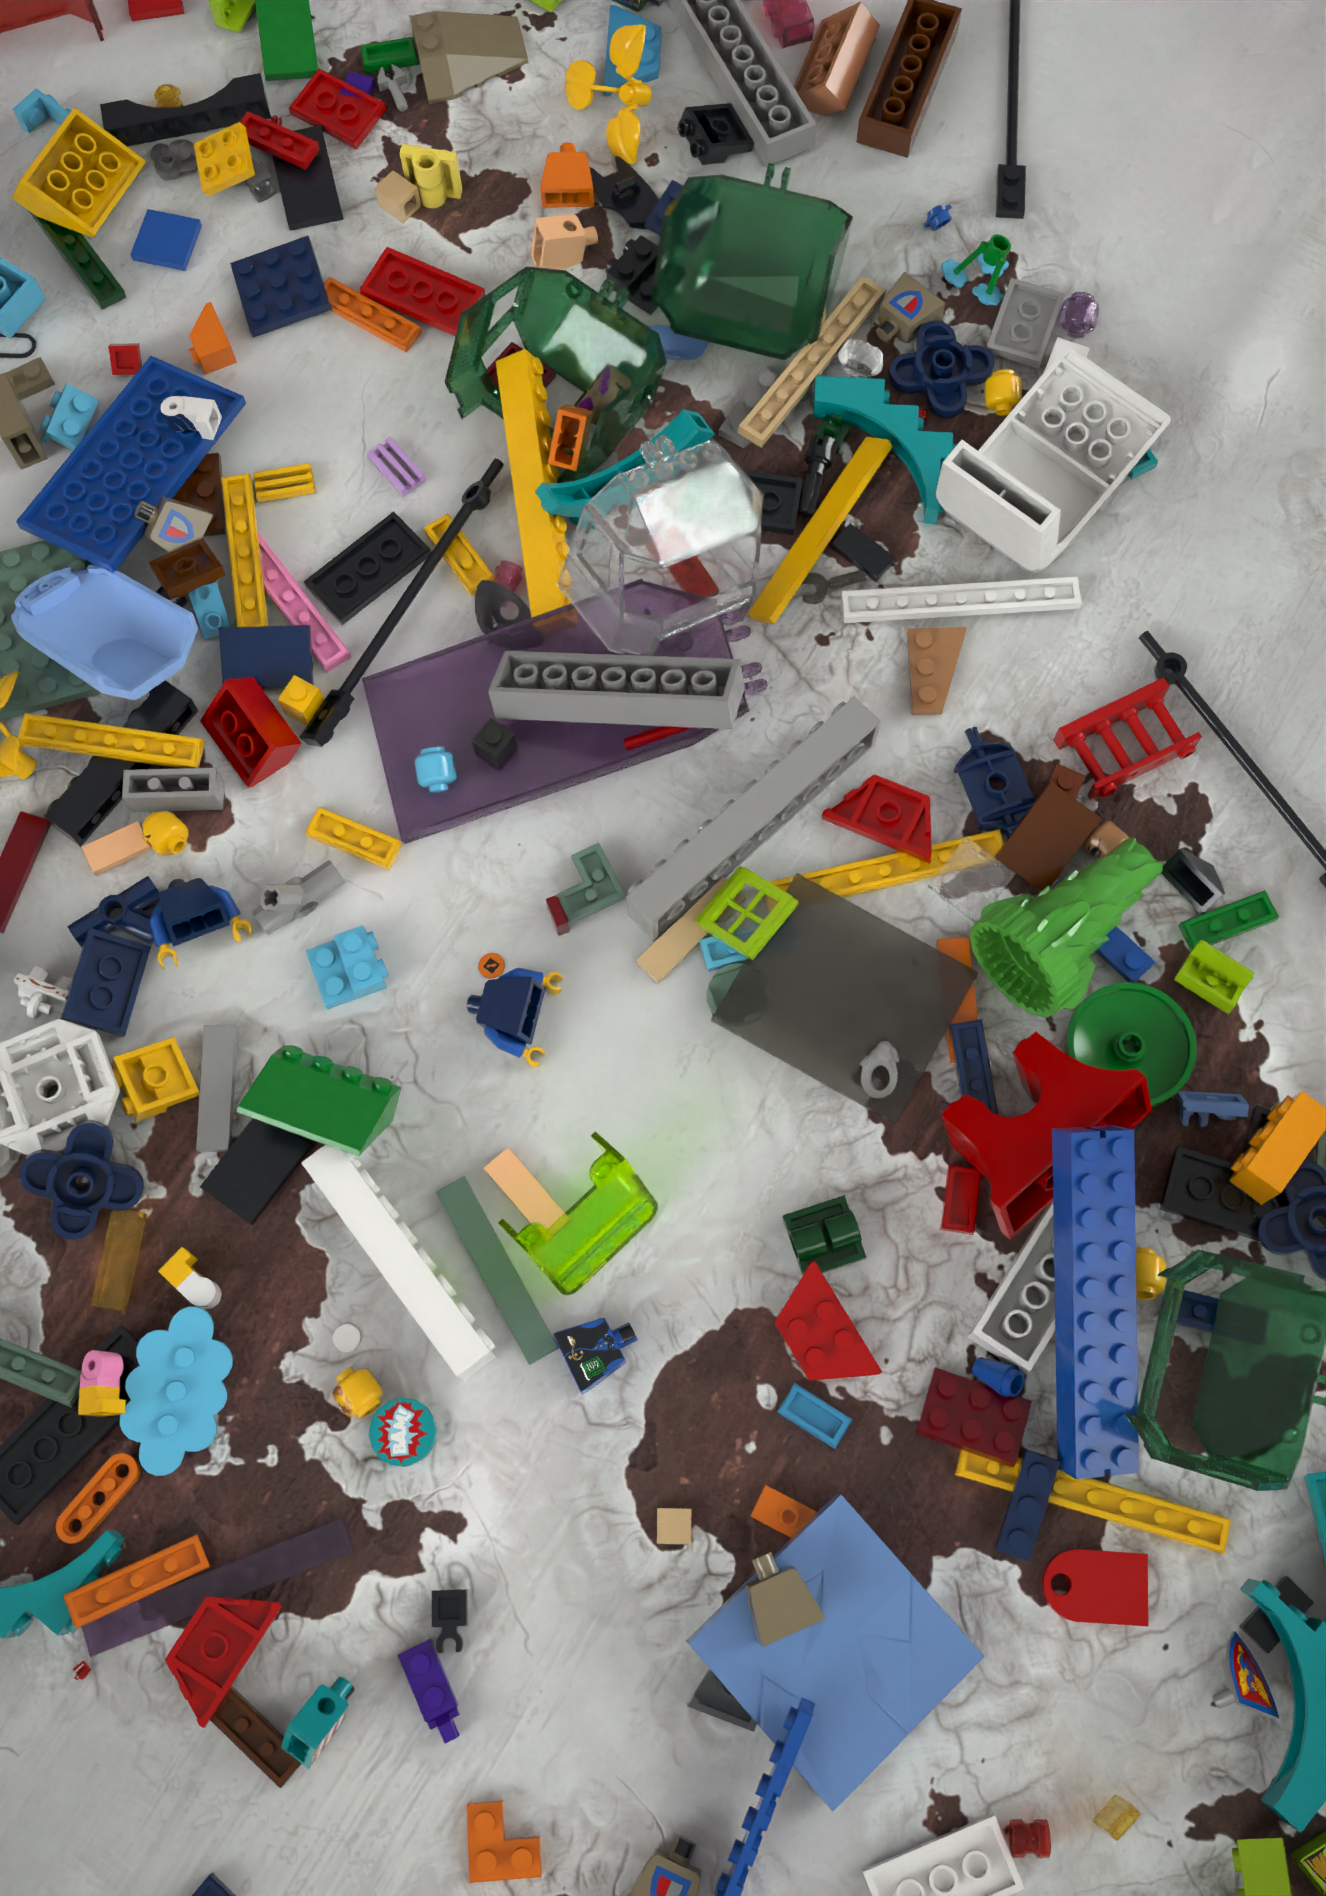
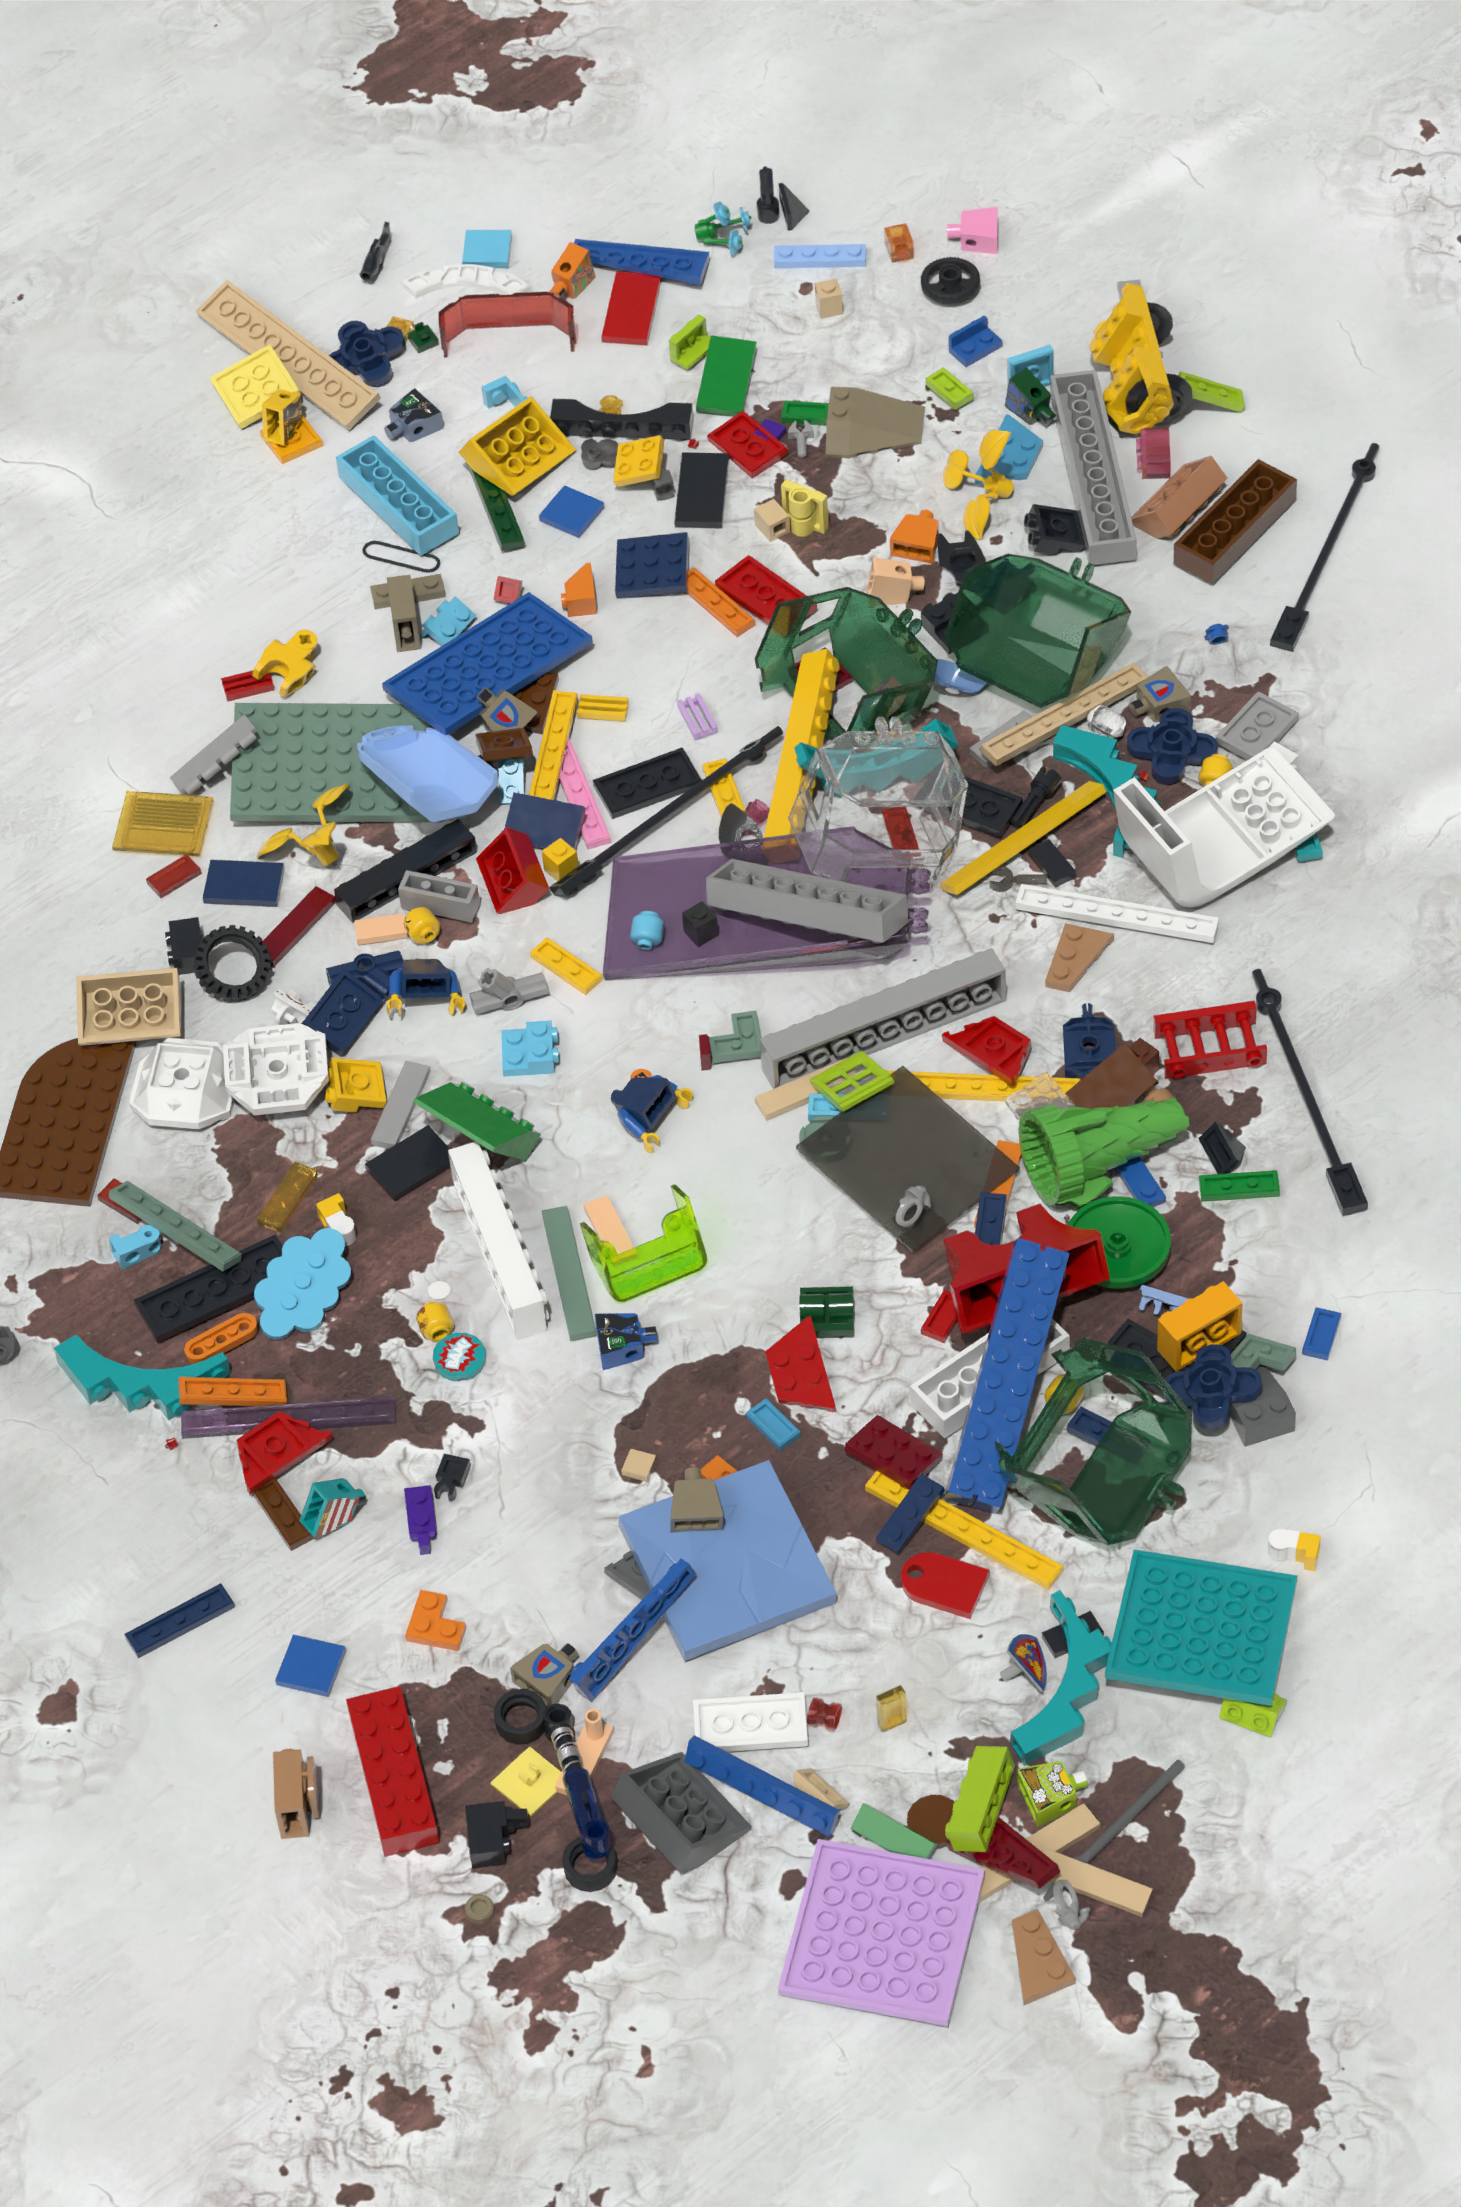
camera: 20 degrees right, 20 degrees down
(74, 1202) = (263, 1122): dark blue plant -> none
(101, 1384) = (250, 1260): leg -> none
(110, 741) = (402, 849): yellow tile -> none
(192, 414) = (546, 638): white leg -> none
(279, 140) = (689, 457): red plate -> none
(572, 433) = (836, 716): orange torso -> none
(834, 427) = (1066, 770): dark green tile -> none
(991, 257) = (1246, 672): plant -> none
(1000, 1376) = (924, 1428): blue cone -> none
(1079, 314) = (1304, 731): clear purple head -> none
(1214, 976) = (1207, 1215): lime bracket -> none

